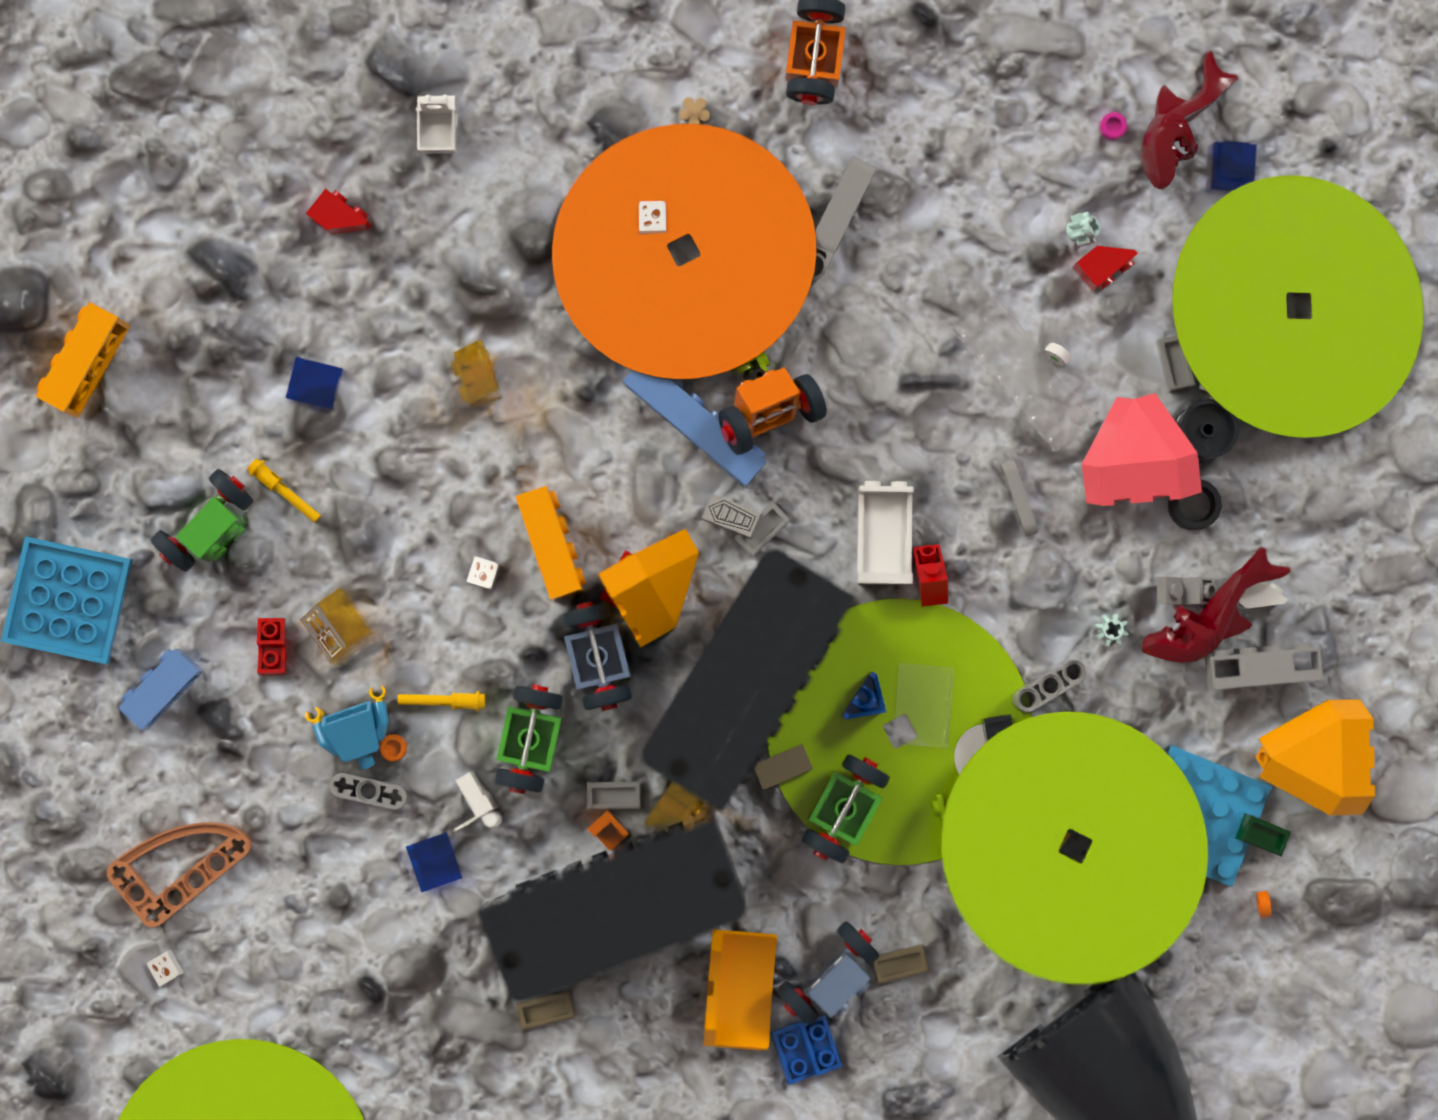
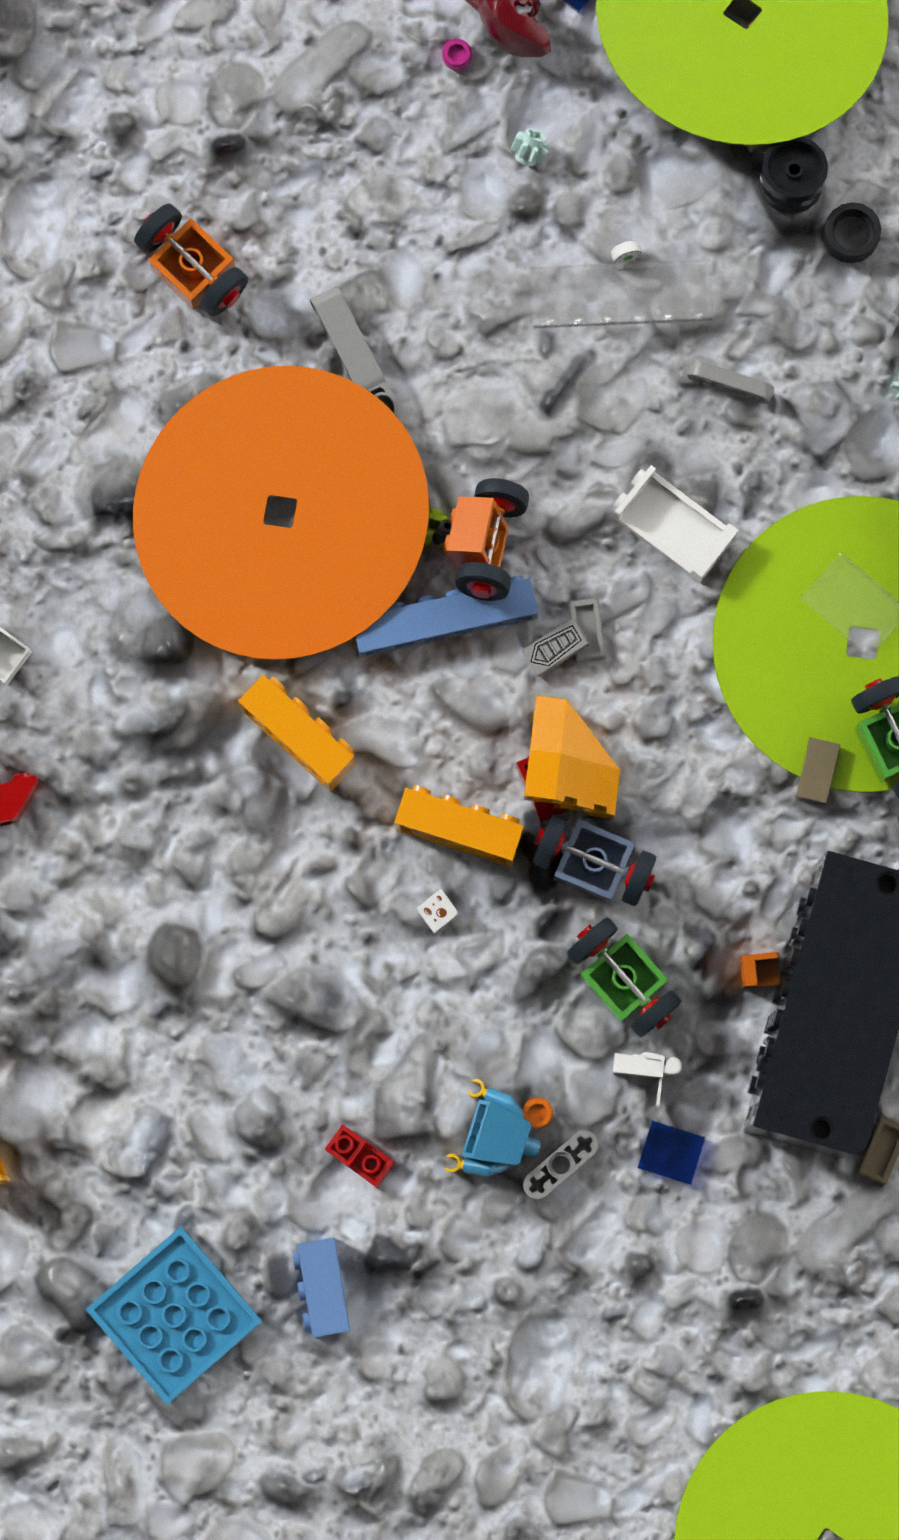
camera: 50 degrees left, 5 degrees down
(165, 968) = (585, 1477): white slope -> none
(182, 884) = (519, 1402): nougat beam -> none
(210, 528) = (210, 1128): brick -> none
(273, 482) = (207, 1042): yellow pin -> none
(314, 383) = (144, 938): clear blue piece -> none
(336, 625) = (385, 1081): clear yellow slope -> none
(456, 700) = (537, 1022): yellow pin -> none
(476, 373) = (251, 780): clear yellow slope -> none
(532, 380) = (296, 732): none -> light orange brick
(613, 795) = (731, 943): light grey tile -> none
(652, 217) = (228, 518): white slope -> none
(674, 806) = (781, 888): clear yellow slope -> none
(694, 111) = (159, 411): tan plant -> none
(747, 679) = (717, 736): black piece -> none
(867, 699) = (813, 648): blue slope -> none
(930, 575) = (742, 510): red slope -> none
(1102, 263) = (574, 153): red slope -> none
(1140, 456) = (773, 246): coral panel -> none
(1174, 364) = (712, 157): light grey tile -> none

